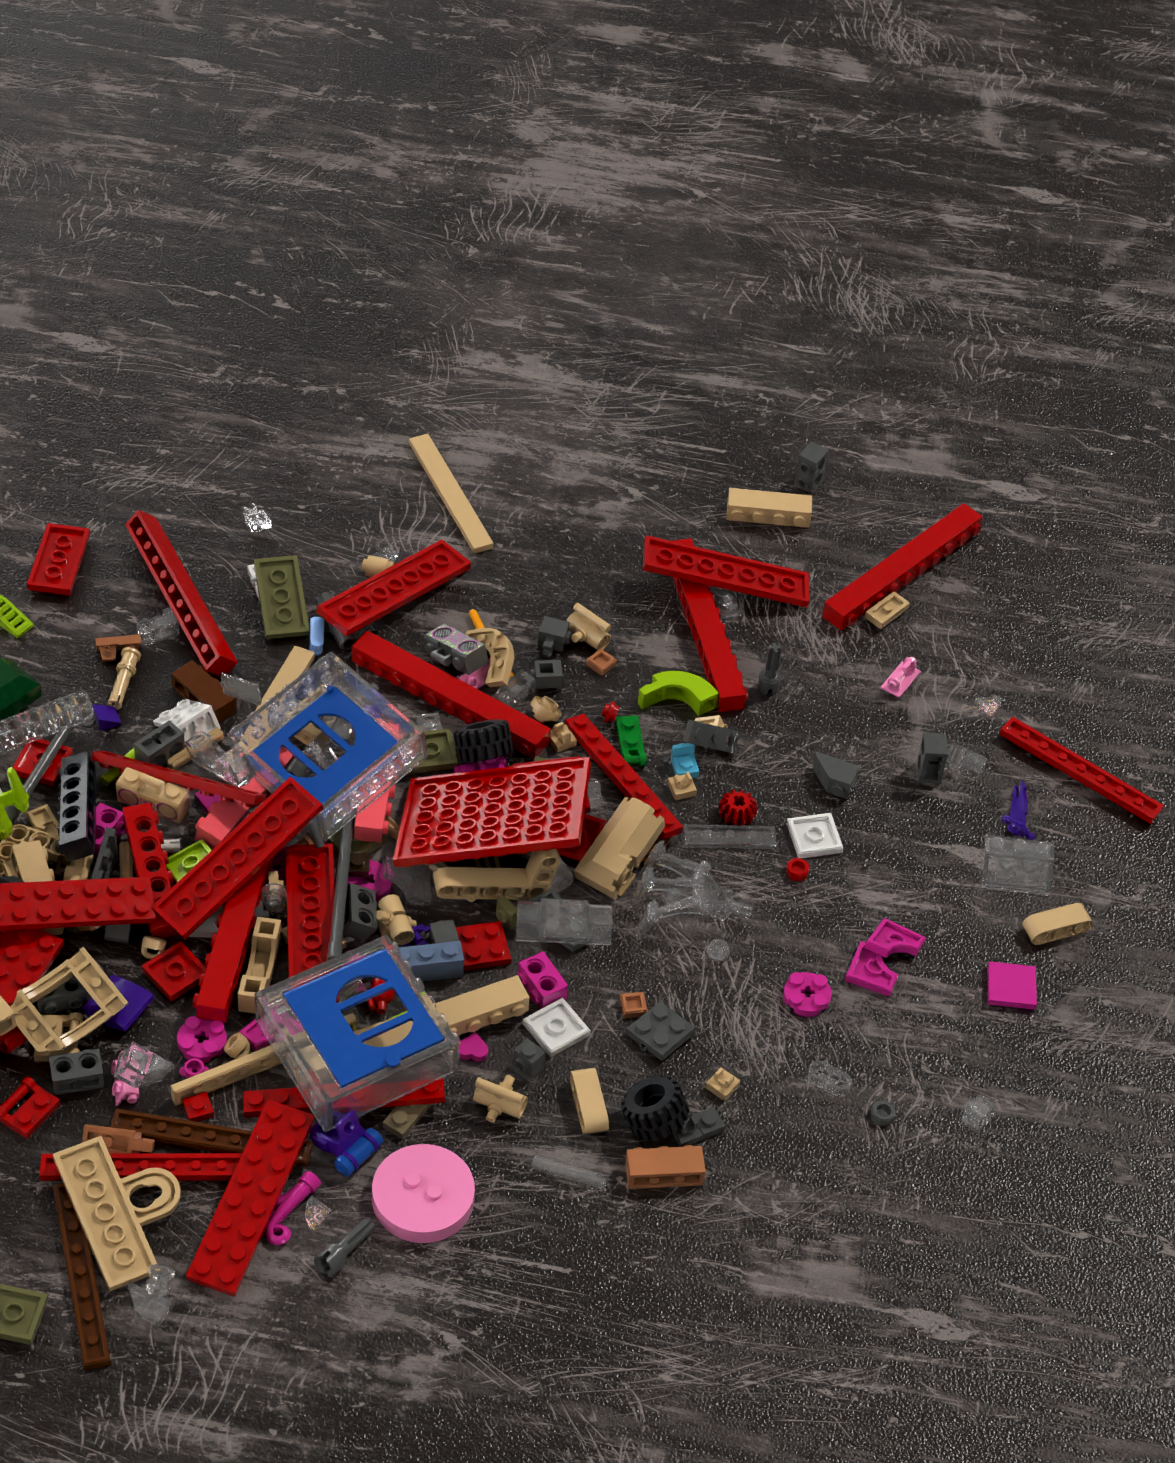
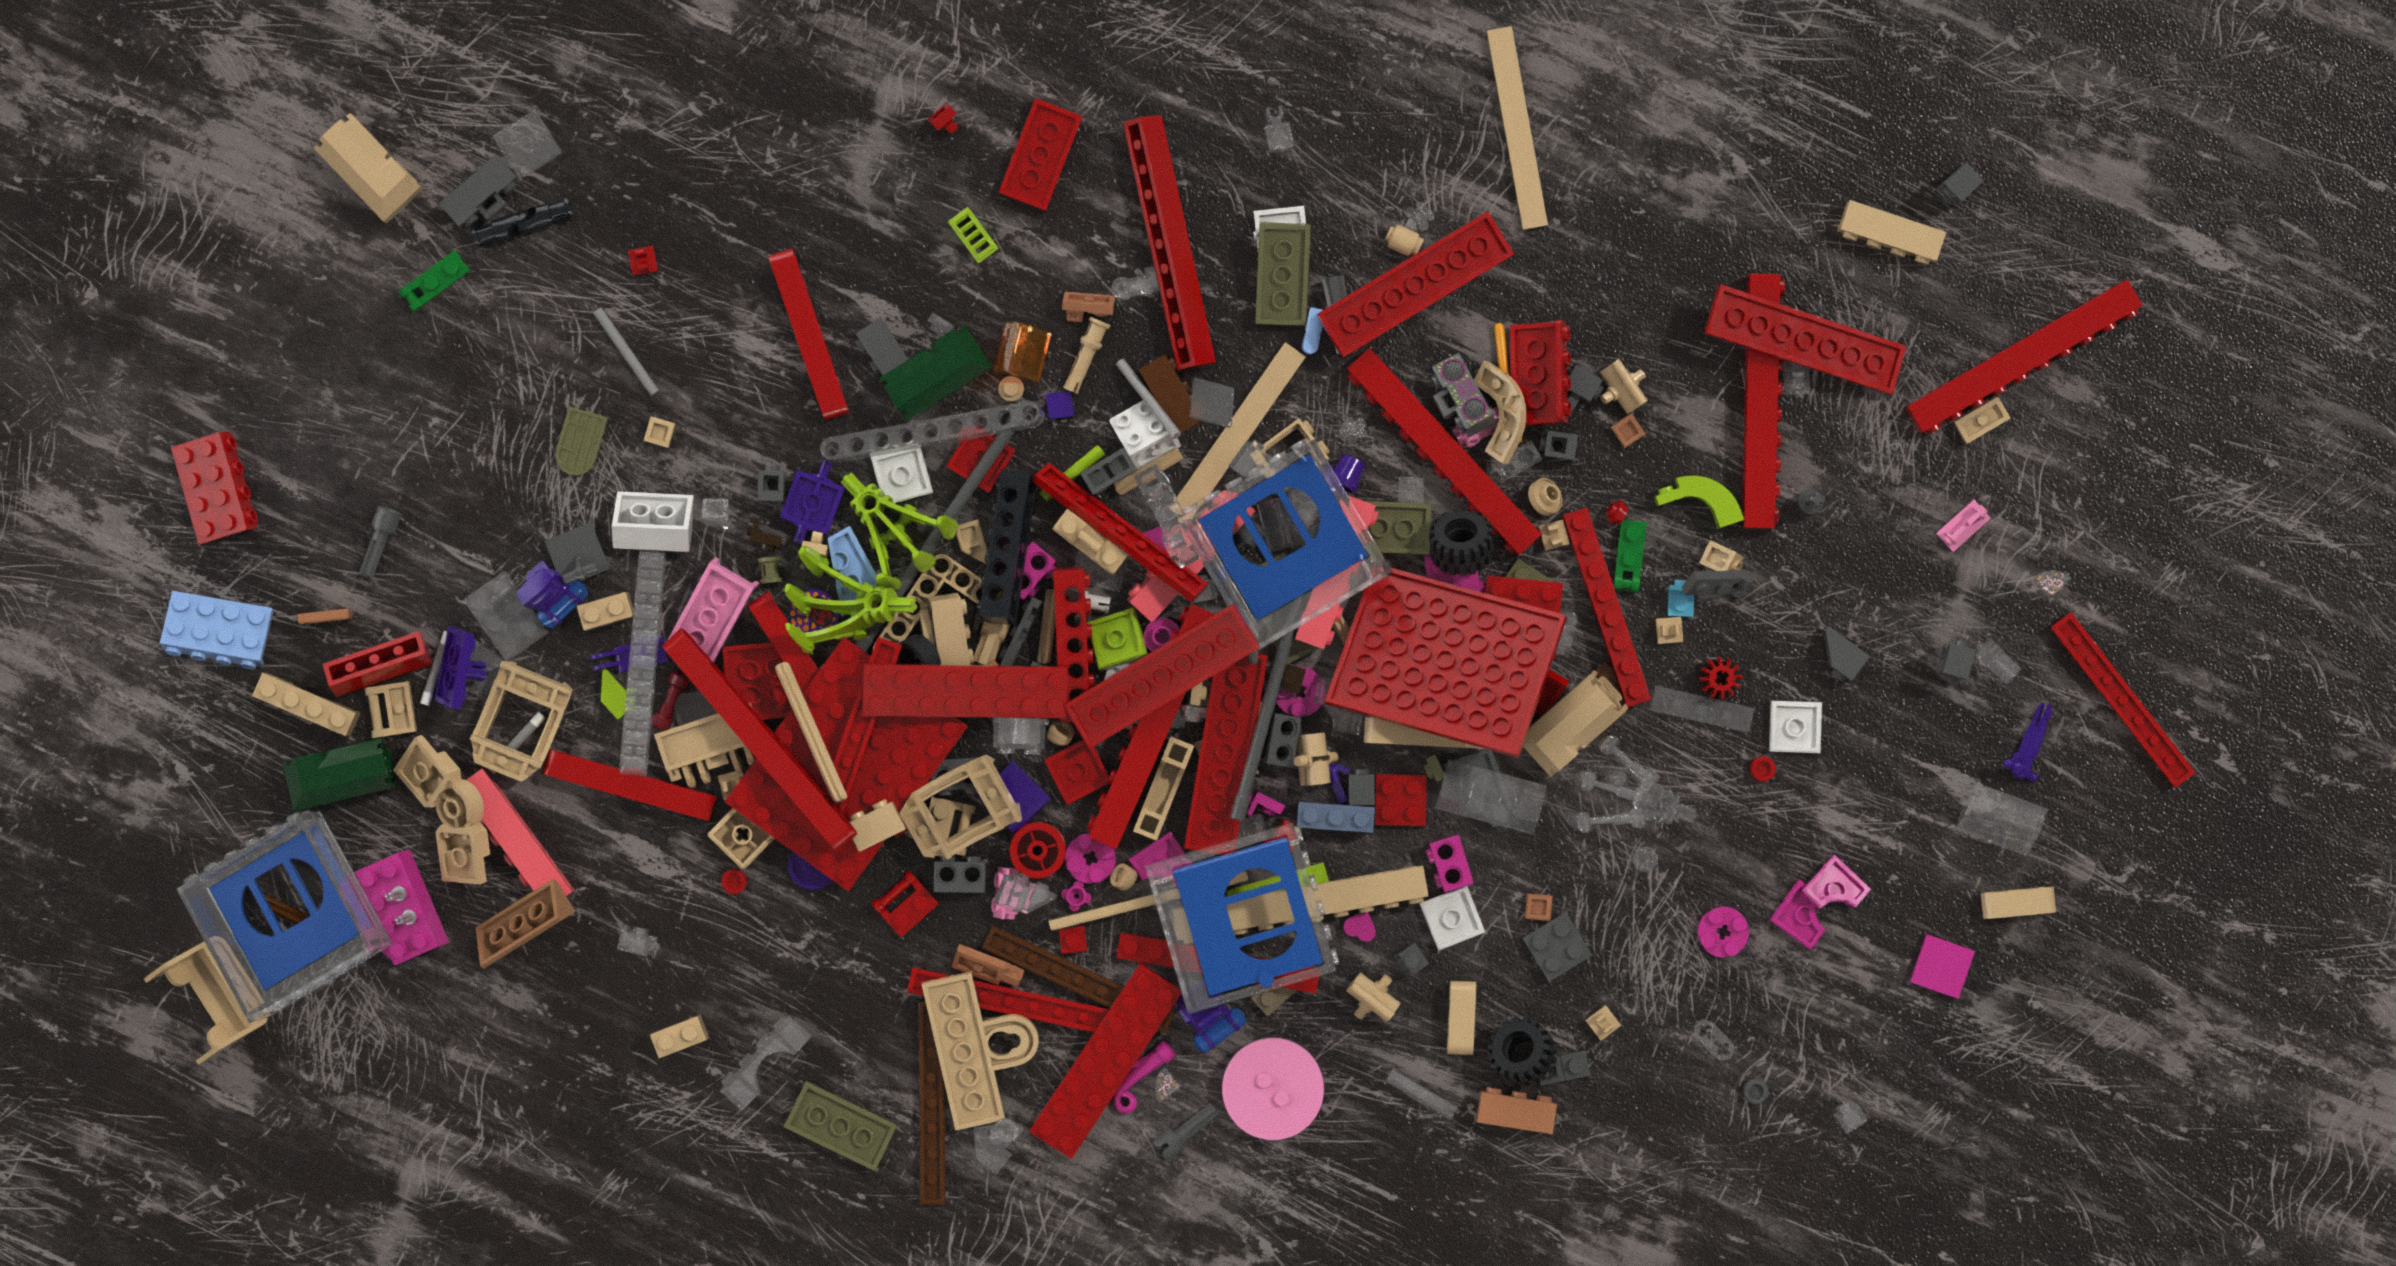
camera: 15 degrees right, 40 degrees up
(65, 676) = (1022, 351): none -> clear orange bracket
(115, 942) = (1019, 734): none -> clear brick
(151, 1029) = (1037, 865): none -> red wheel
(182, 691) = (1148, 398): none -> light grey bar
(518, 621) = (1540, 370): none -> red bracket

